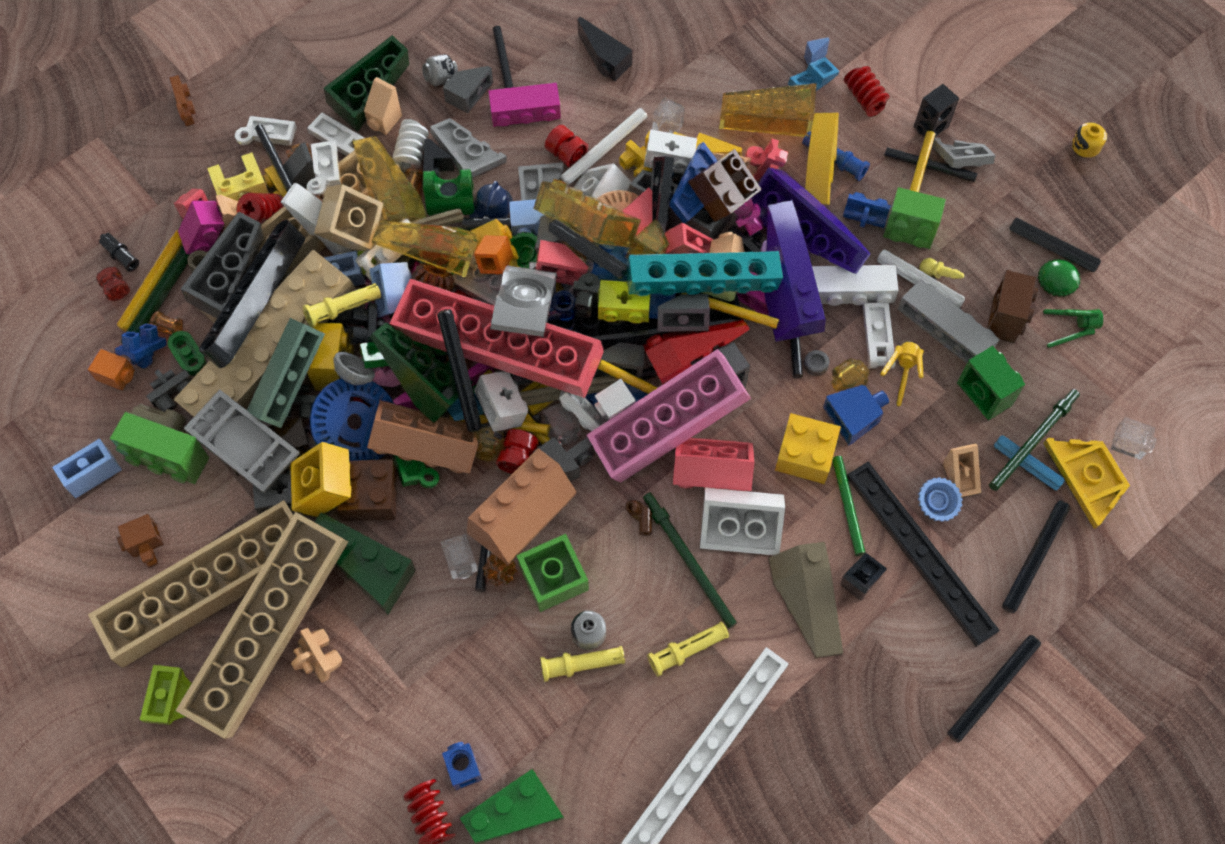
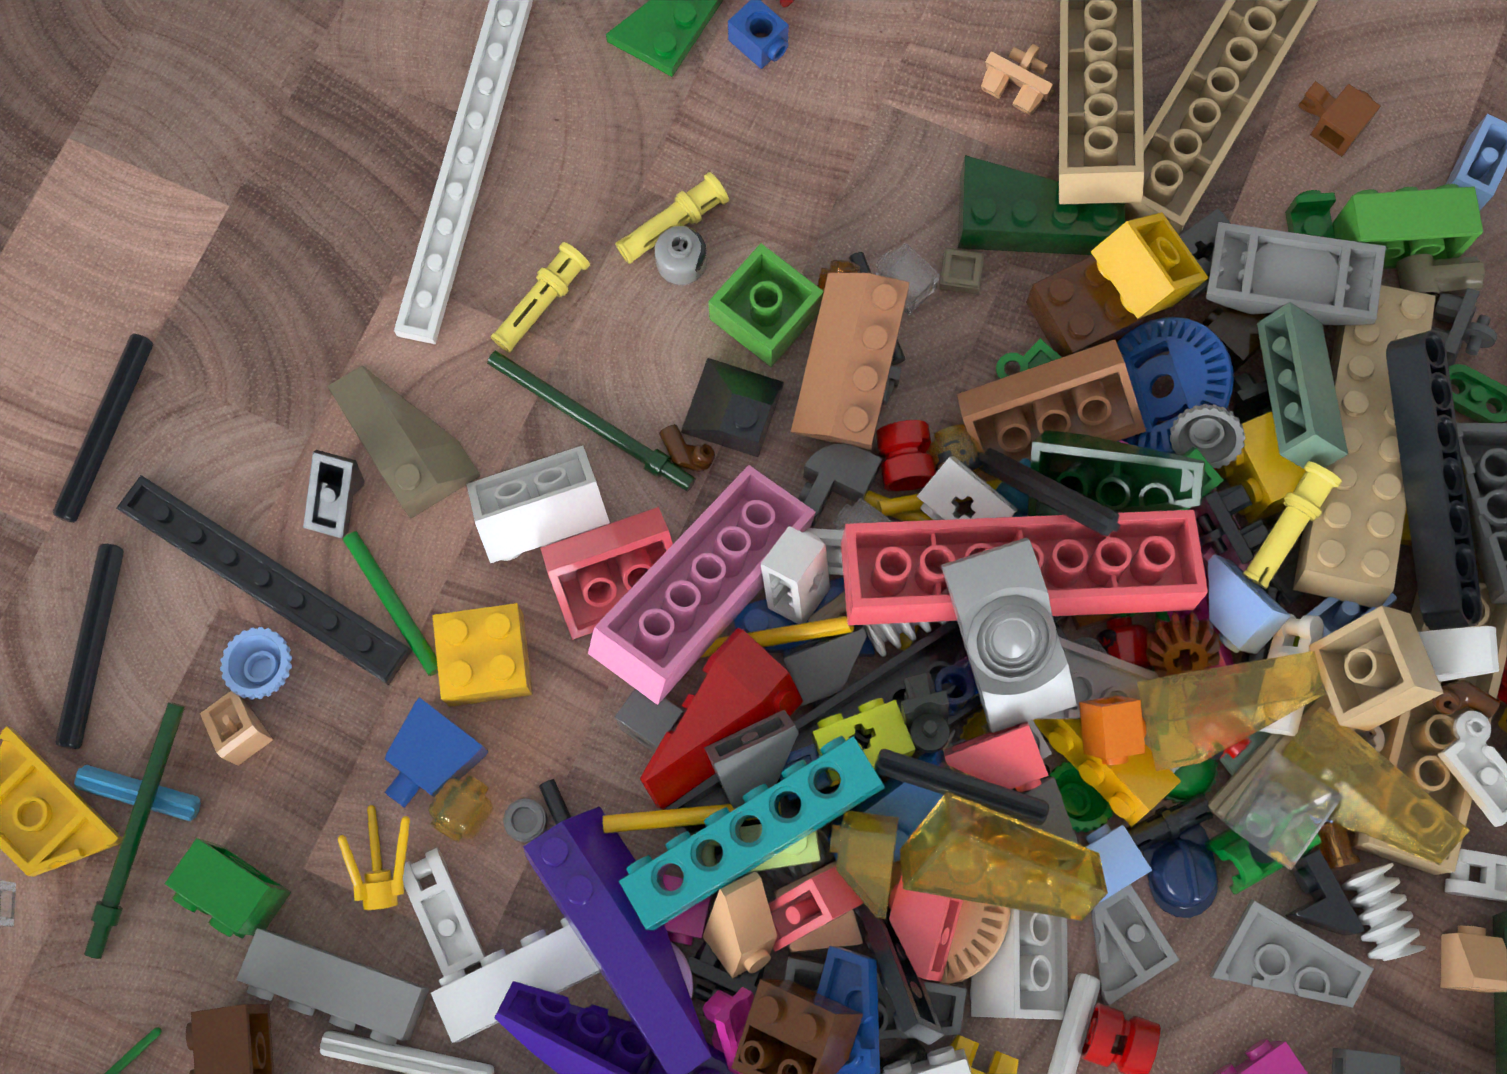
camera: 155 degrees right, 10 degrees up
(204, 486) = (1311, 214): none -> green bracket
(423, 552) = (961, 270): none -> dark tan tile
(435, 188) = (1282, 809): none -> clear slope
(600, 528) = (732, 407): none -> black slope

